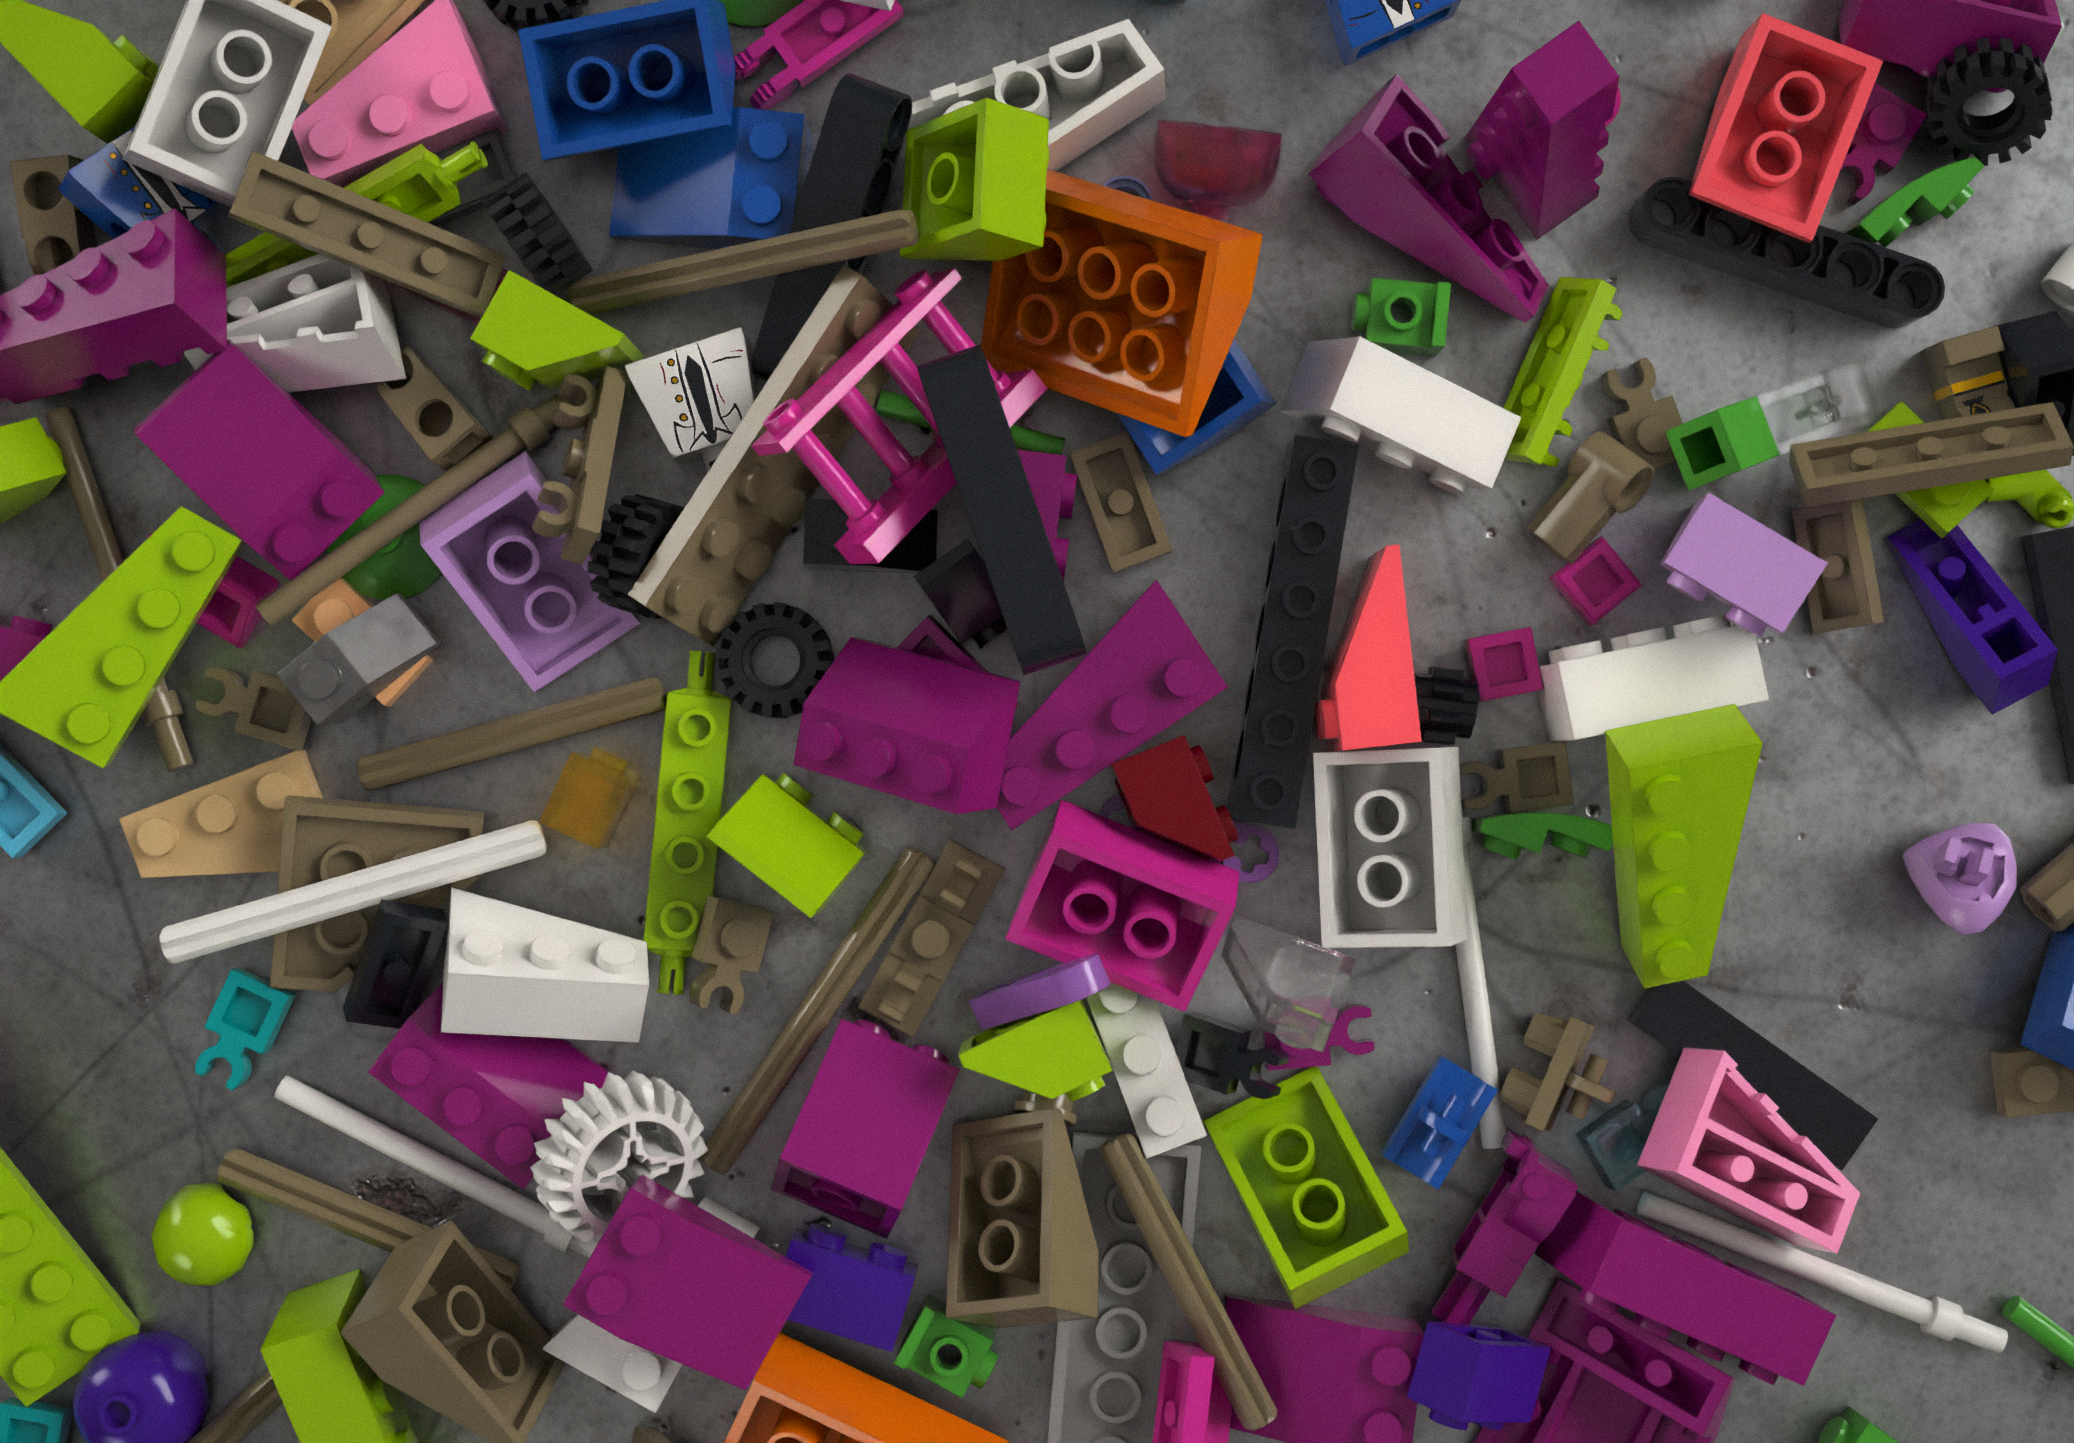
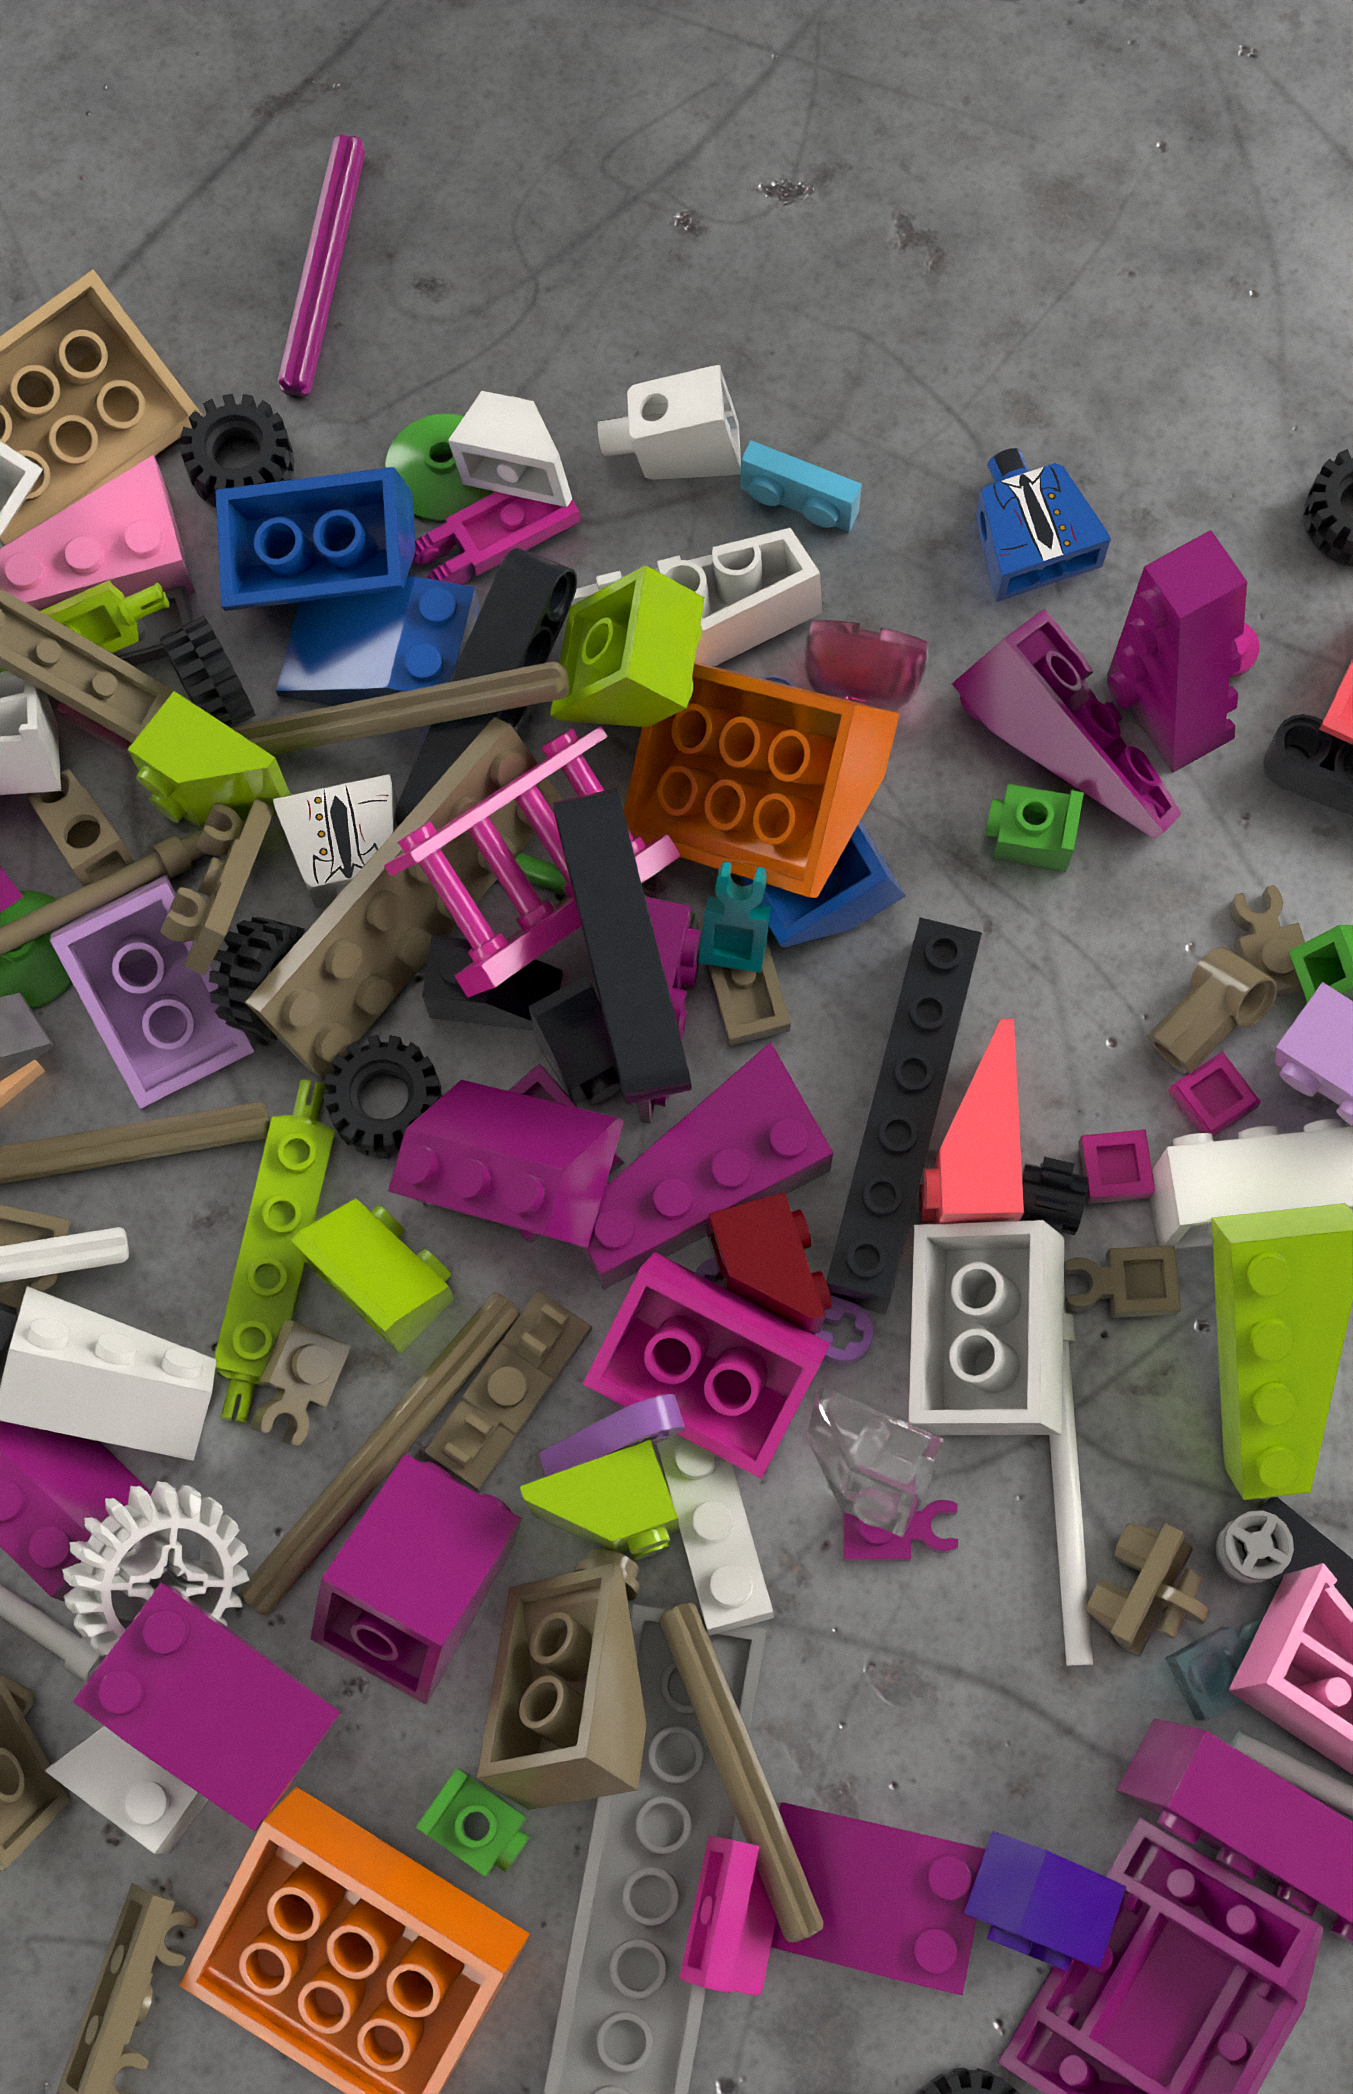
camera: 10 degrees right, 15 degrees down
(590, 797) = (181, 1212): clear yellow brick -> none
(851, 1288) = (381, 1749): dark purple brick -> none
(1111, 459) = (735, 923): none -> teal plate
(1218, 1057) = (795, 1536): black plate -> none
(1307, 1187) = (877, 1688): lime slope -> none
(1401, 412) = (1029, 911): white wedge -> none
(1438, 1122) = (1020, 1626): blue hips -> none
(1506, 1228) = (1084, 1751): magenta piece -> none
(1527, 831) = (1123, 1332): bright green slope -> none
(1557, 365) = (1182, 890): lime plate -> none
(1668, 1035) = (1262, 1537): none -> light grey wheel

